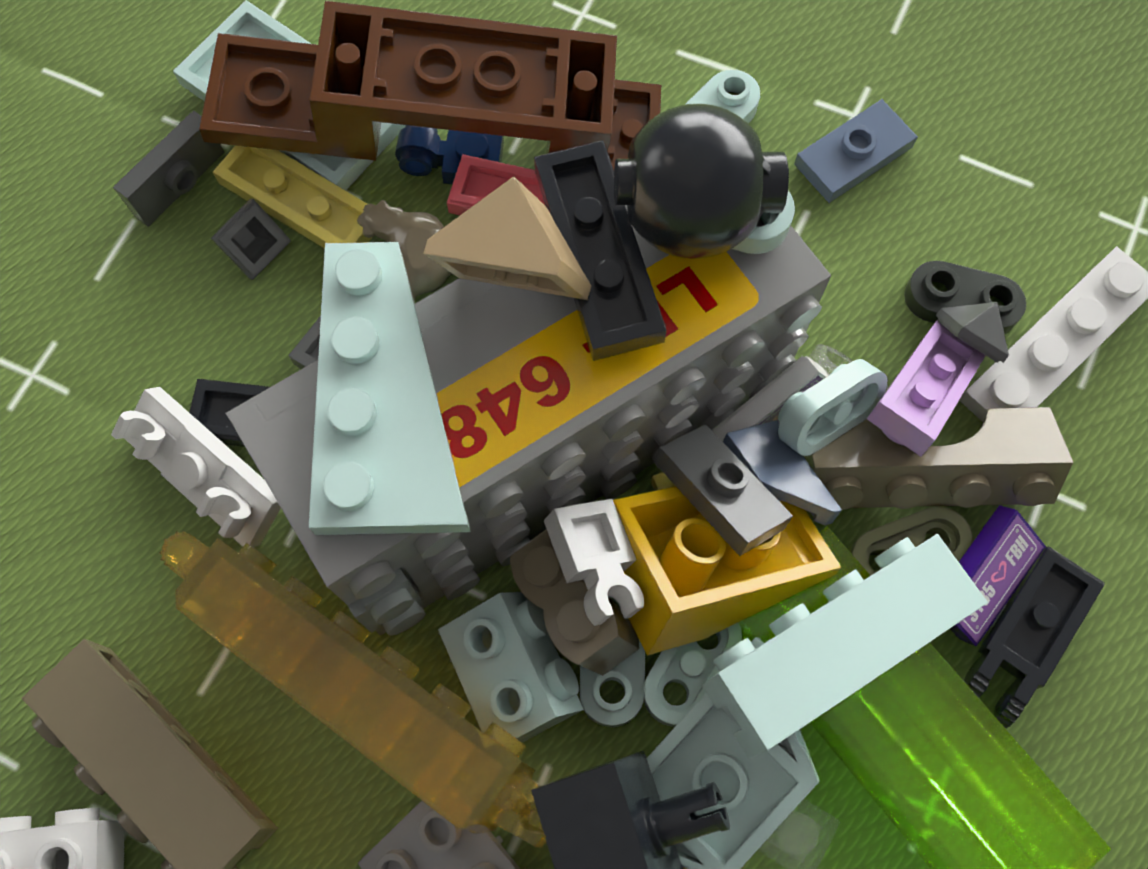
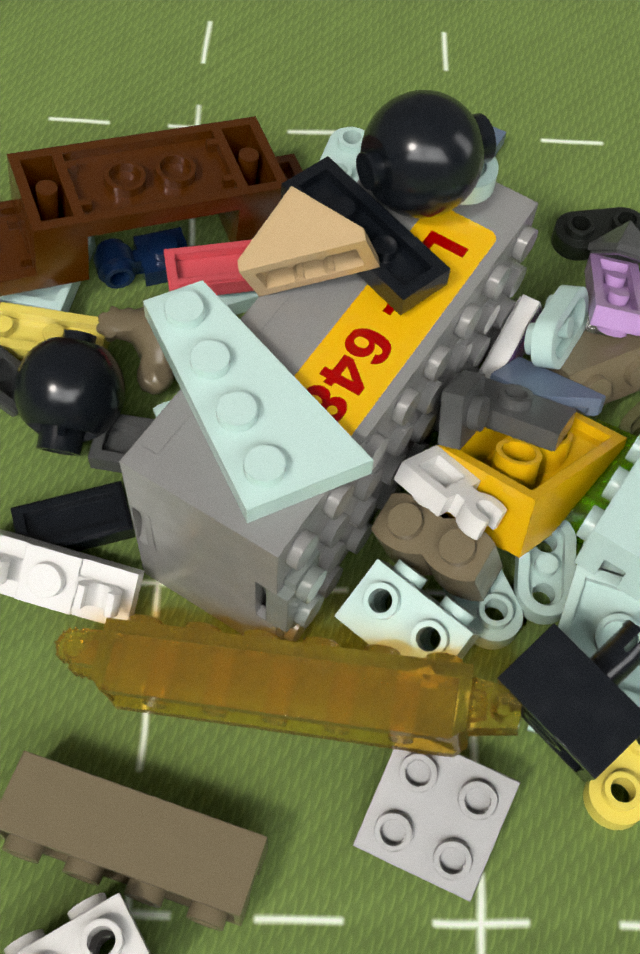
camera: 30 degrees left, 10 degrees down
(283, 280) = (69, 391): none -> black brick
(654, 472) = (463, 409): none -> dark grey plate

